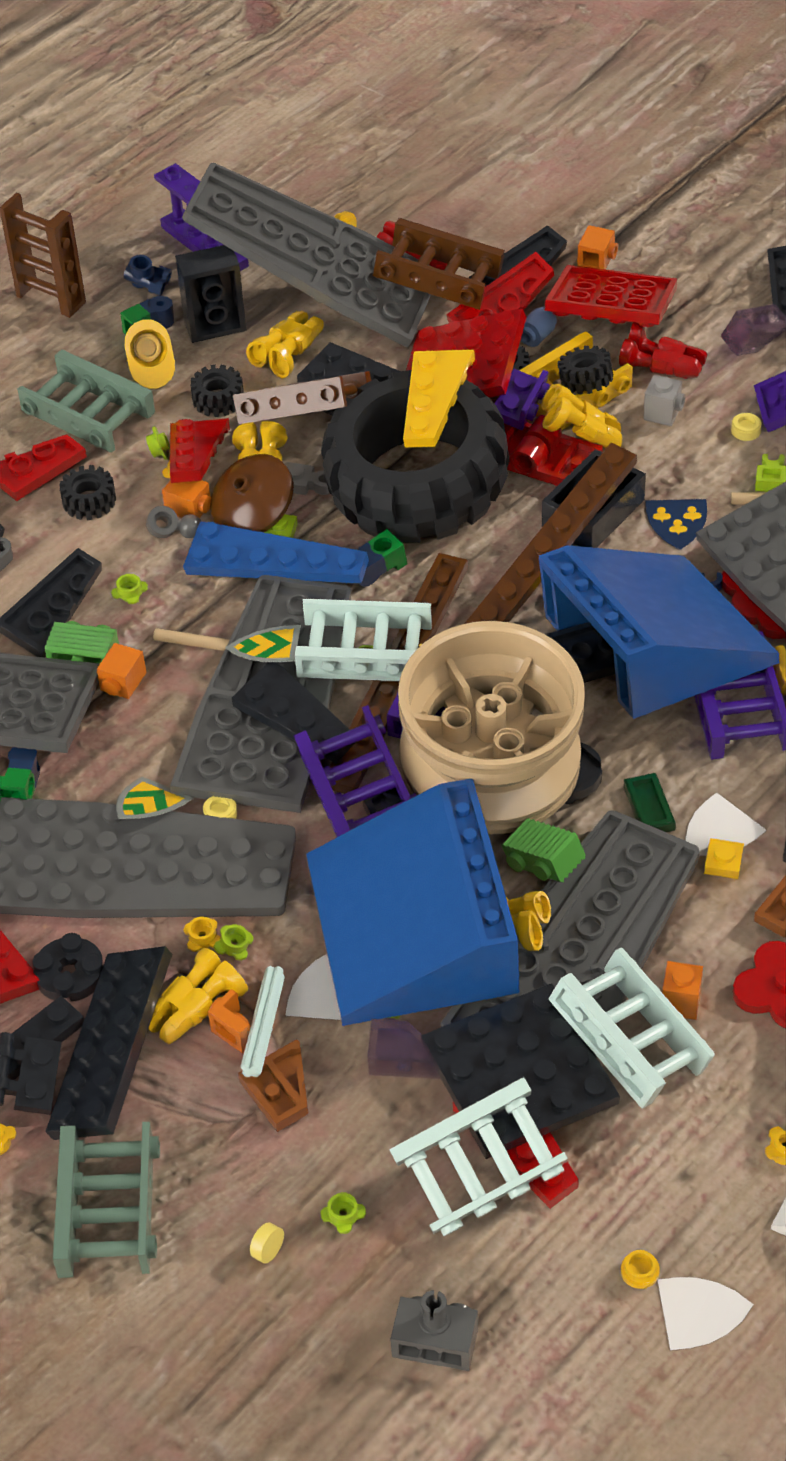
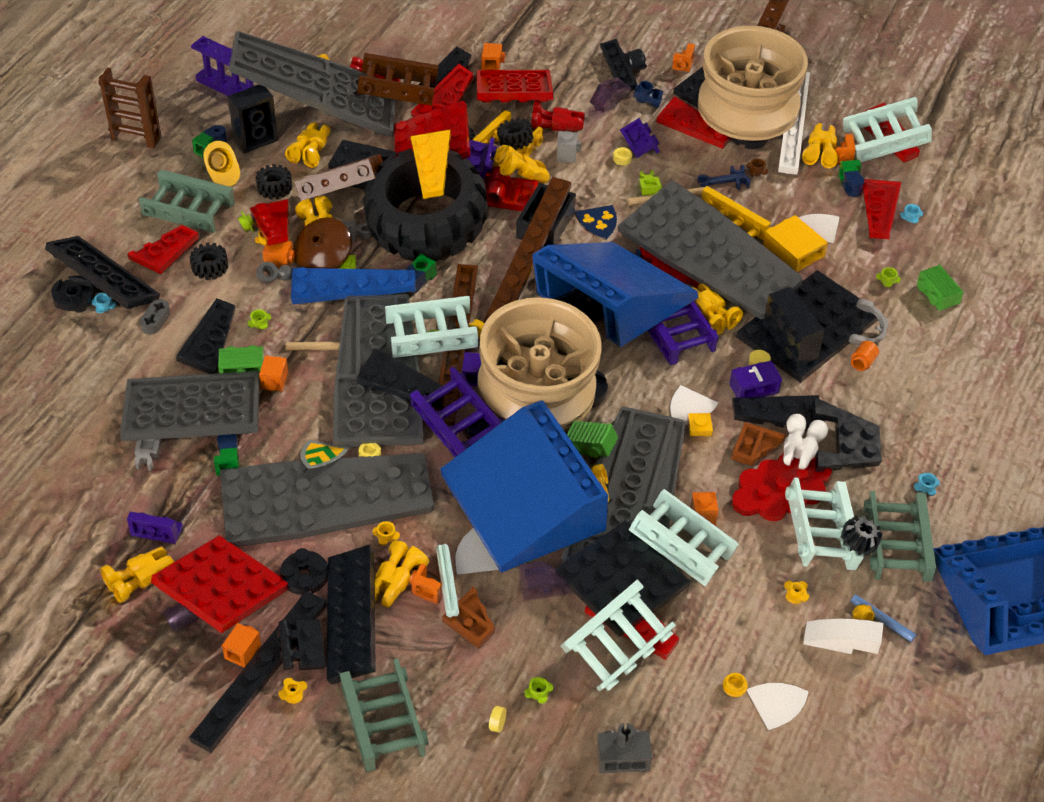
camera: 20 degrees left, 0 degrees up
(144, 275) = (197, 113): dark blue plate -> none
(236, 934) = (409, 533): lime plate -> none
(268, 645) = (368, 340): sticker -> none
(538, 326) = (474, 109): medium blue brick -> none
(649, 802) = (641, 397): dark green tile -> none

